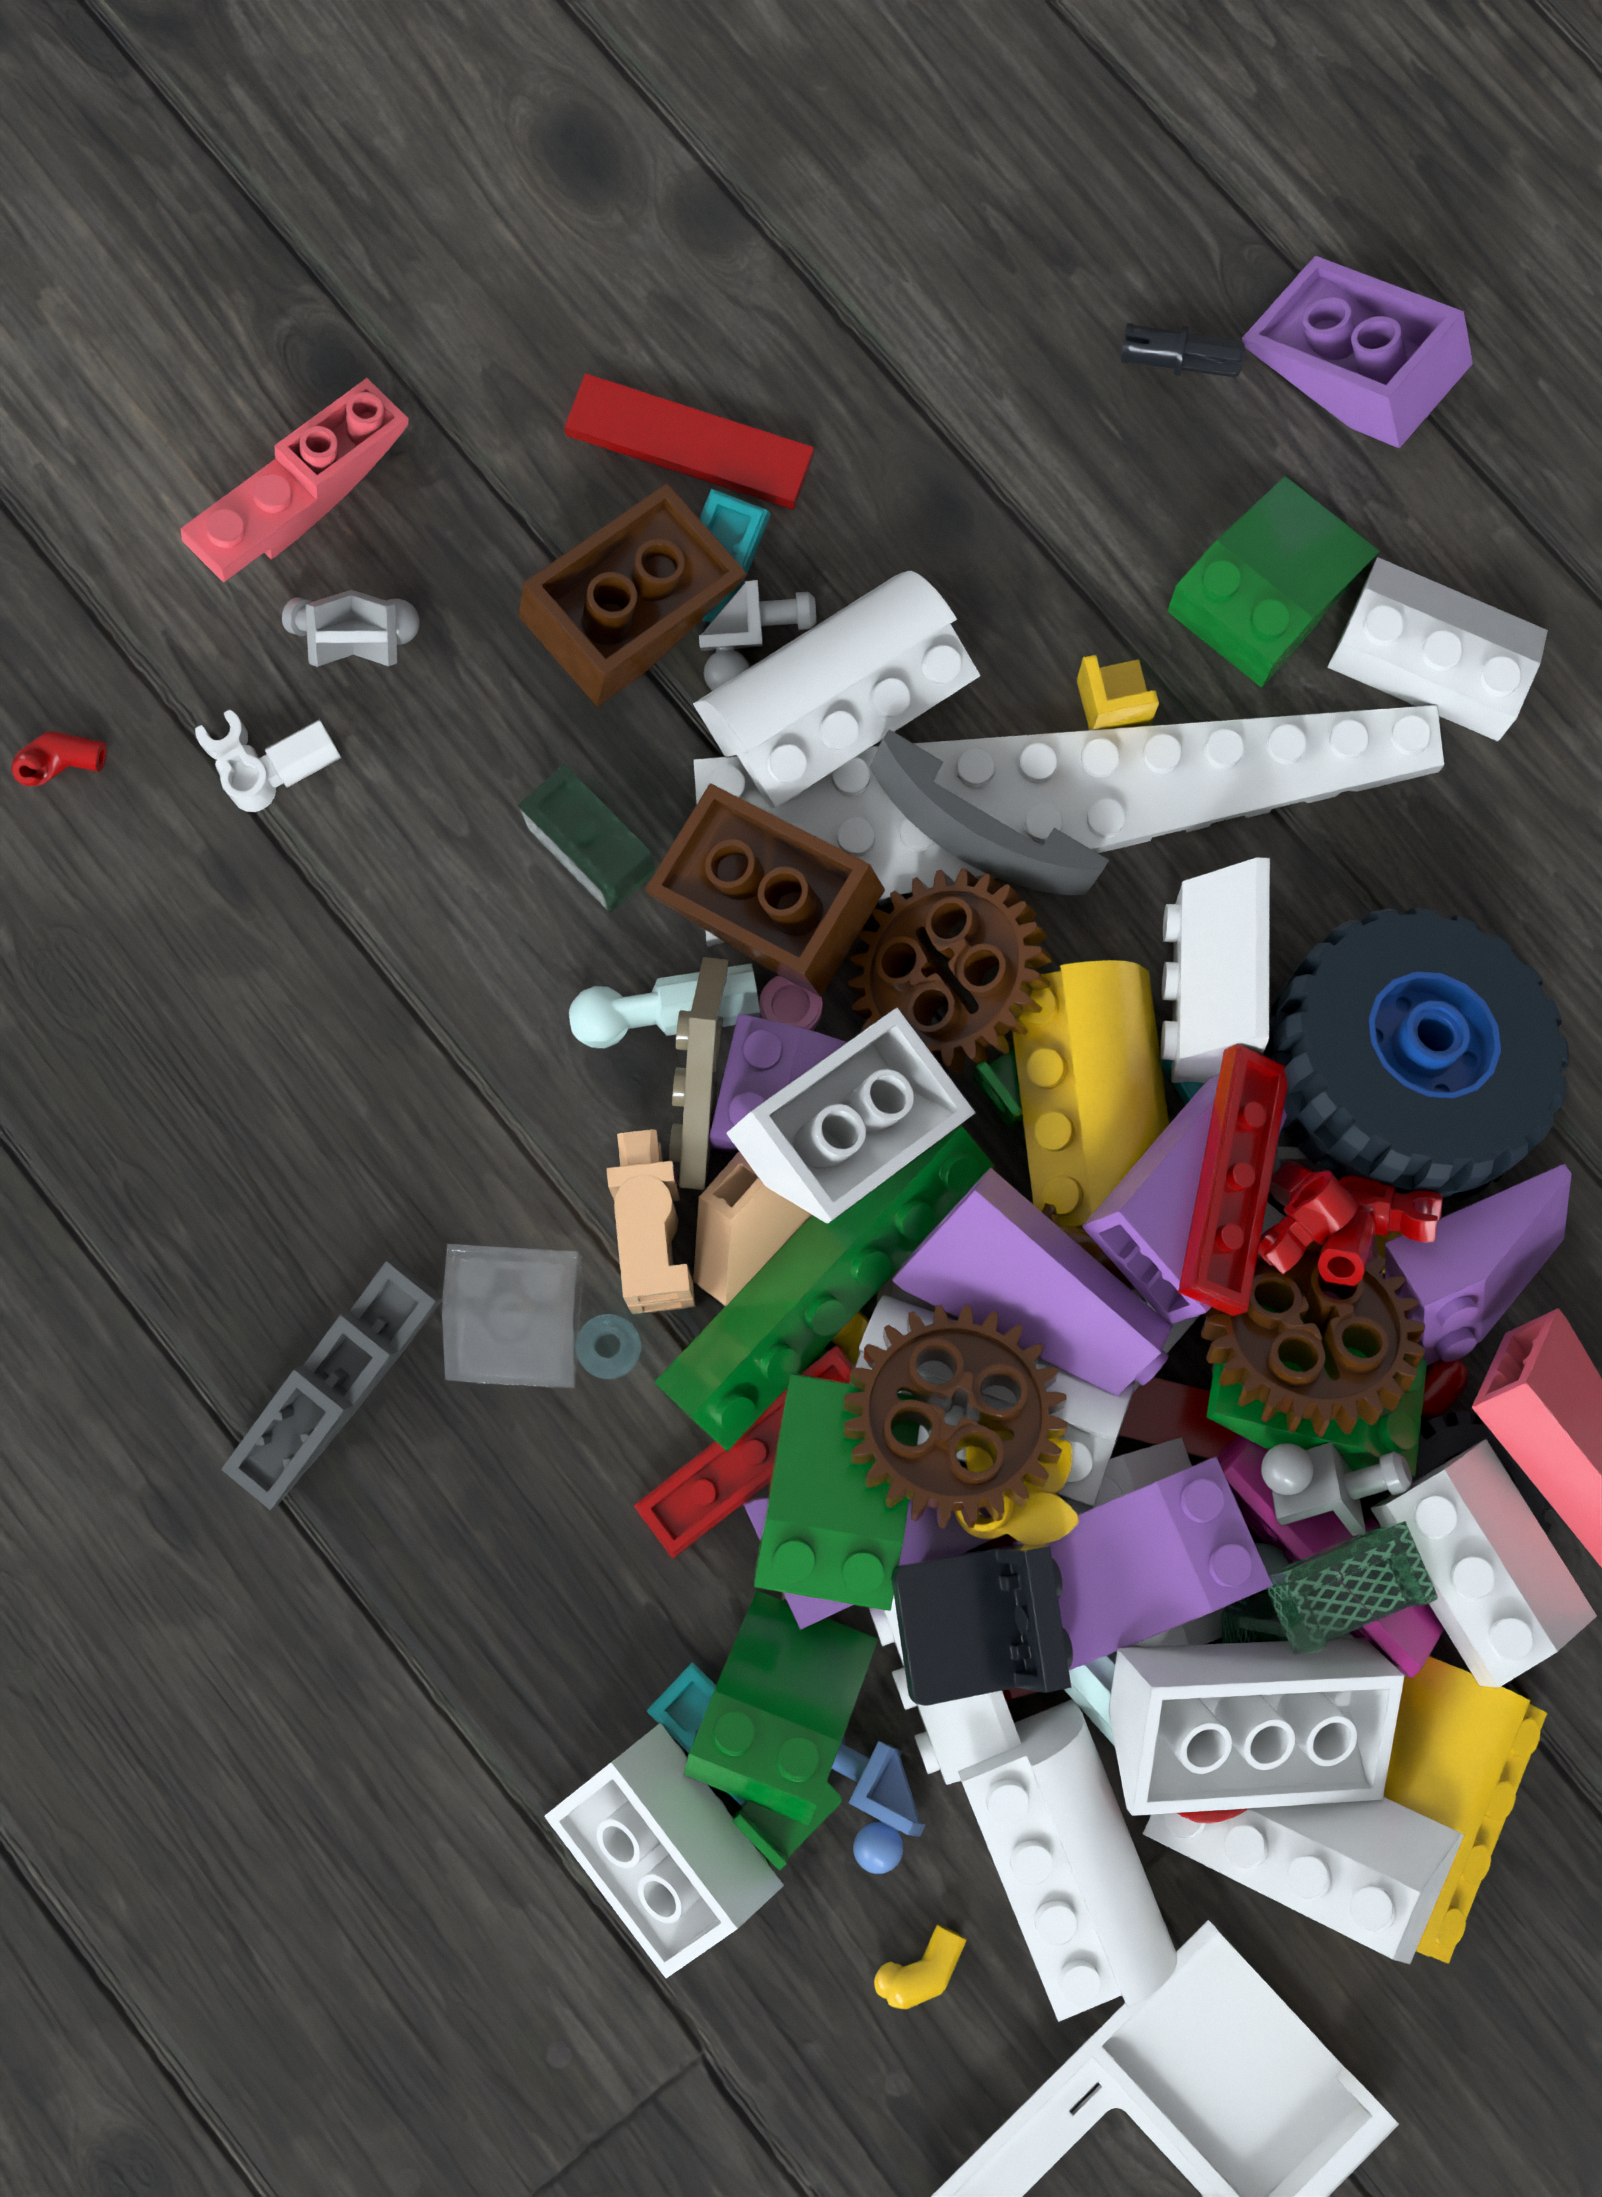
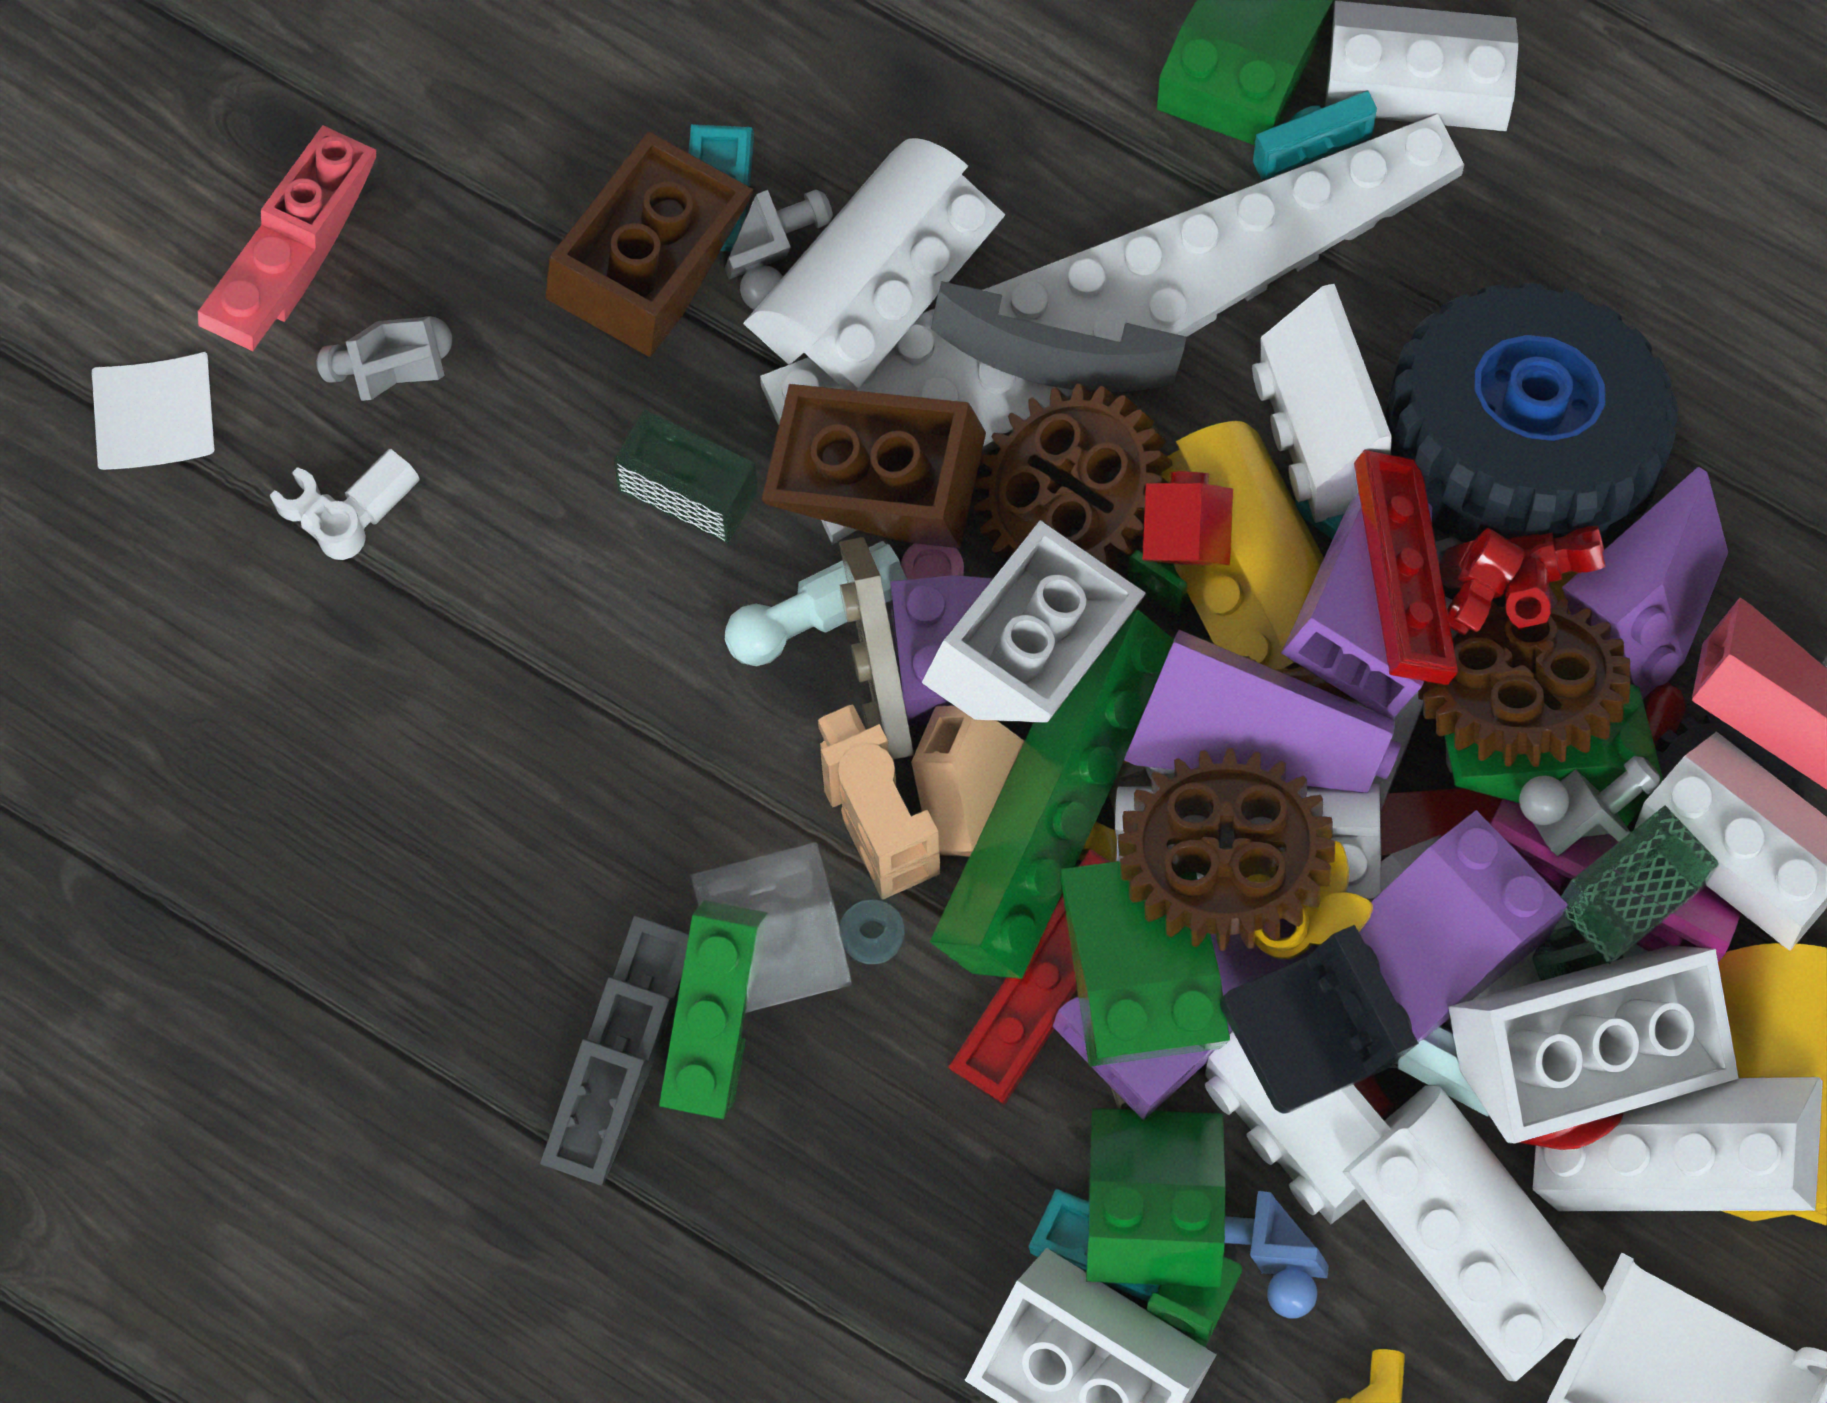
camera: 20 degrees left, 10 degrees down
(53, 754) = (139, 561): red arm -> none
(119, 609) = (153, 412): none -> white sticker
(423, 1373) = (711, 1009): none -> green arch
(689, 441) = (650, 92): red tile -> none
(1041, 1054) = (1187, 521): none -> red brick
(1115, 695) = (1136, 195): yellow panel -> none
(1308, 688) = (1314, 135): none -> teal plate

